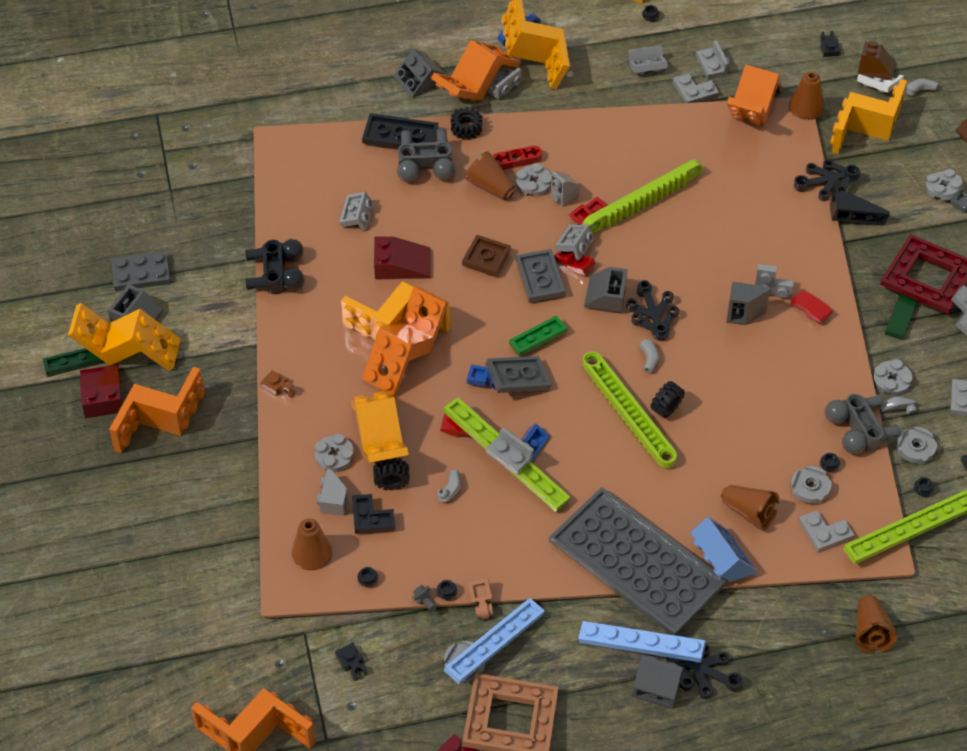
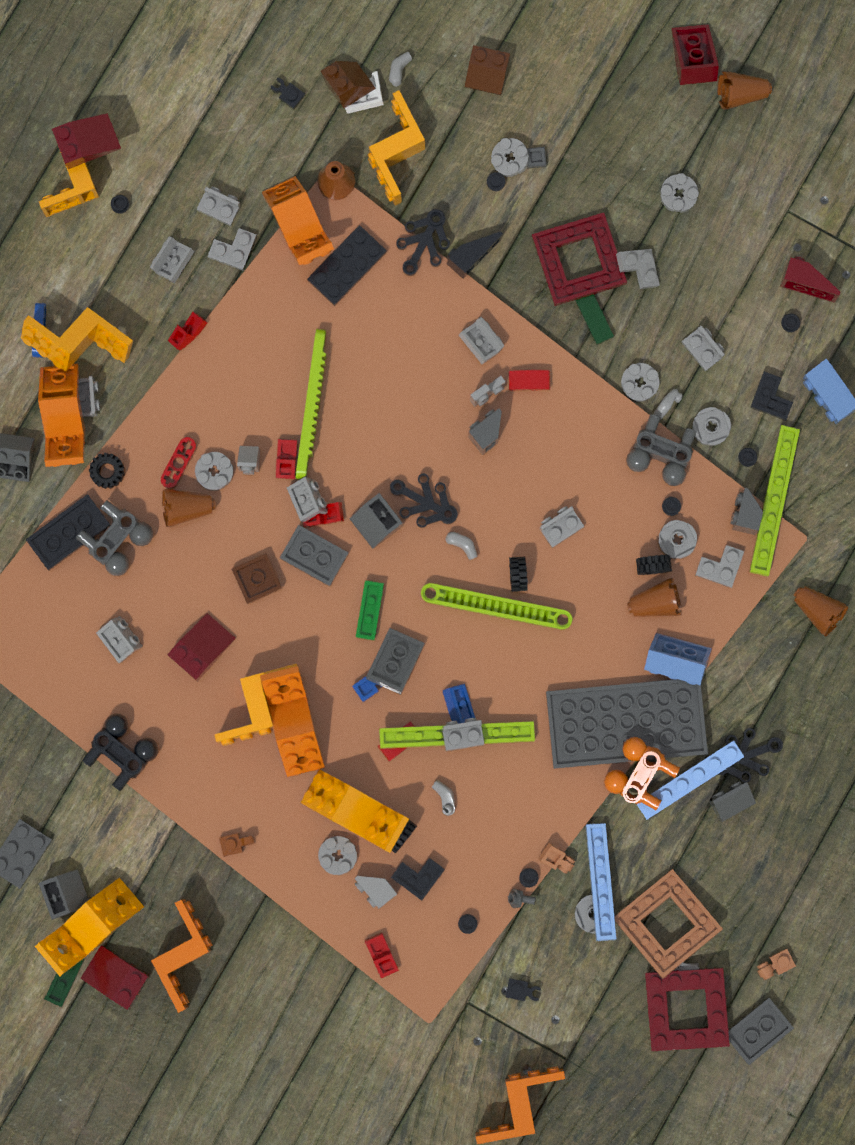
camera: 45 degrees left, 30 degrees up
(282, 542) = (381, 955): none -> red slope
(311, 546) = (415, 936): dark orange cone -> none
(605, 101) = (185, 335): none -> red slope
(608, 595) = (636, 750): none -> orange piece
(733, 403) = (561, 526): none -> light grey bracket
(759, 150) = (347, 265): none -> black plate
(774, 478) = (653, 564): none -> black tyre
(803, 257) = (482, 340): none -> light grey bracket
(881, 506) = (748, 513): none -> dark grey slope
(918, 191) = (495, 181): none -> black plate

